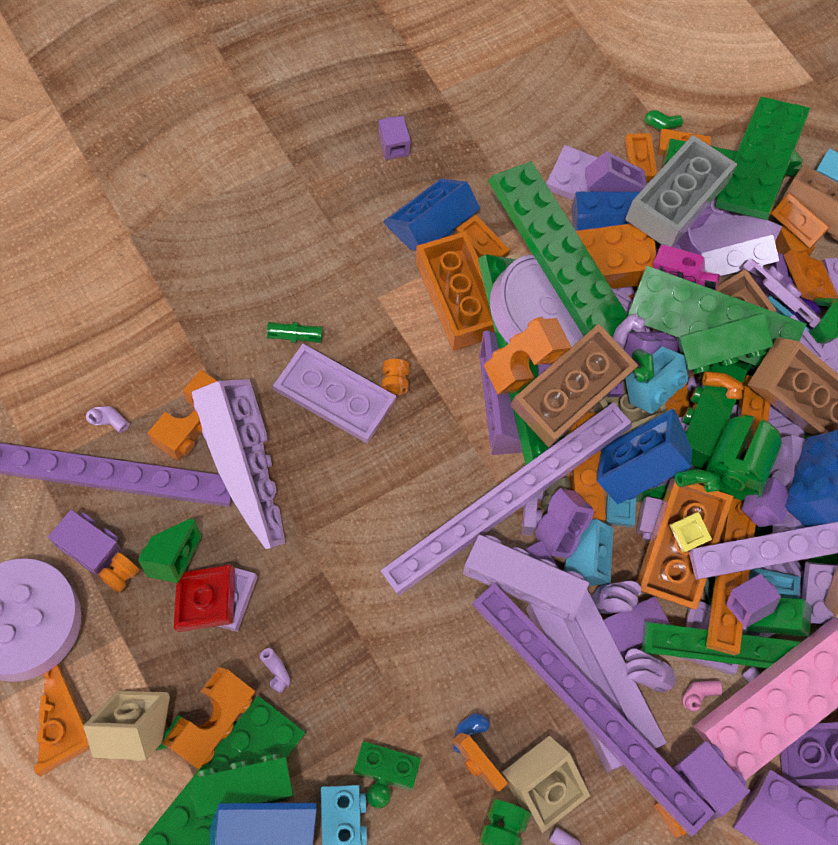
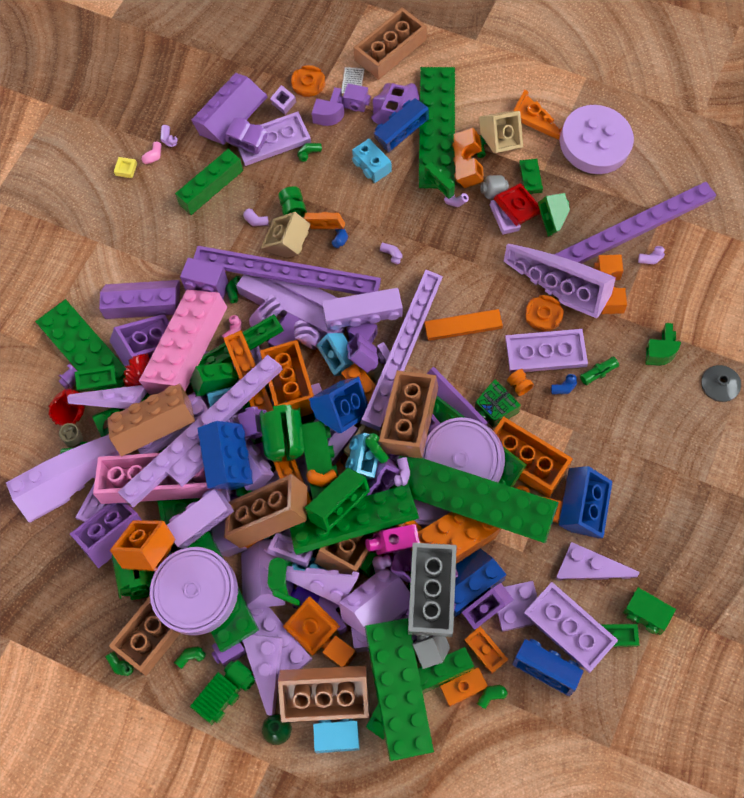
camera: 155 degrees right, 0 degrees up
(85, 542) = (600, 190): medium lavender brick -> none
(118, 572) = (571, 188): orange wheel -> none
(147, 636) = (531, 175): none -> green plate
(177, 245) = (718, 390): none -> dark grey dish
(204, 300) = (664, 350): none -> green brick
(210, 648) = (494, 185): none -> light grey head
(243, 783) = (426, 137): green brick -> none
(279, 715) = (438, 179): none -> green plate
(295, 442) = (544, 313): none -> orange tile
(347, 341) = (566, 387): none -> blue arm
(386, 768) = (367, 196): green plate -> none
(394, 137) = (656, 541): medium lavender brick -> none
(402, 493) = (463, 325): none -> orange tile
(414, 653) = (393, 251): none -> lavender arm
(446, 370) = (496, 403): none -> green torso
(456, 88) = (649, 611): none -> green brick
(472, 160) = (586, 564): none -> lavender wing
(504, 91) = (625, 634): none -> green plate
(541, 341) = (447, 405): orange arch -> none
(548, 115) = (570, 627): none -> lavender plate
(595, 100) = (548, 667): none -> blue slope
(671, 749) = (232, 290): none -> green arm
(690, 532) = (287, 372): light yellow plate -> none
(697, 476) = (299, 401): green arm -> none
(753, 600) = (230, 361): medium lavender brick -> none
(800, 220) = (343, 657): orange plate -> none

